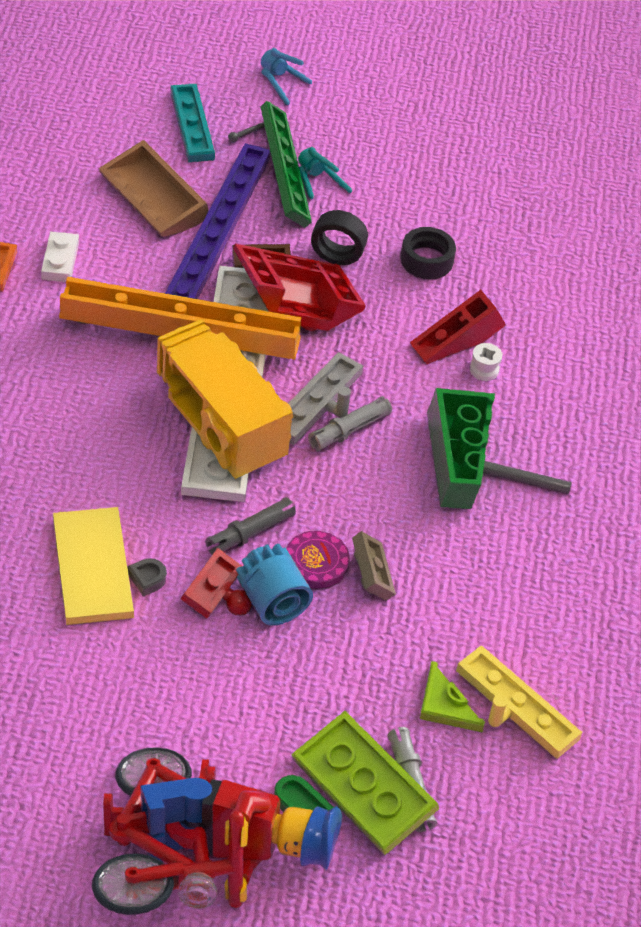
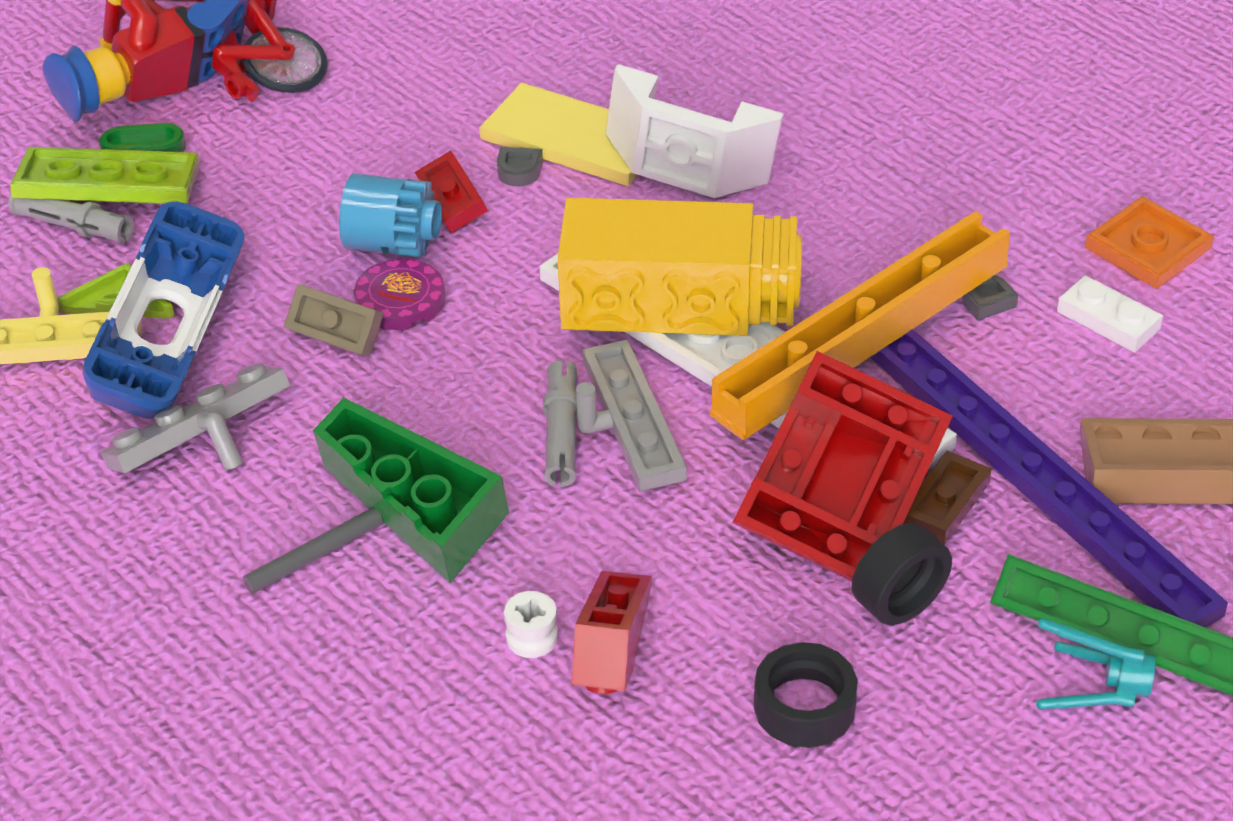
camera: 135 degrees right, 5 degrees down
(81, 446) = (687, 145): none -> white slope
(240, 532) = (497, 247): dark grey pin -> none
(492, 616) = (180, 260): none -> blue piece
(502, 577) = (209, 413): none -> light grey plate

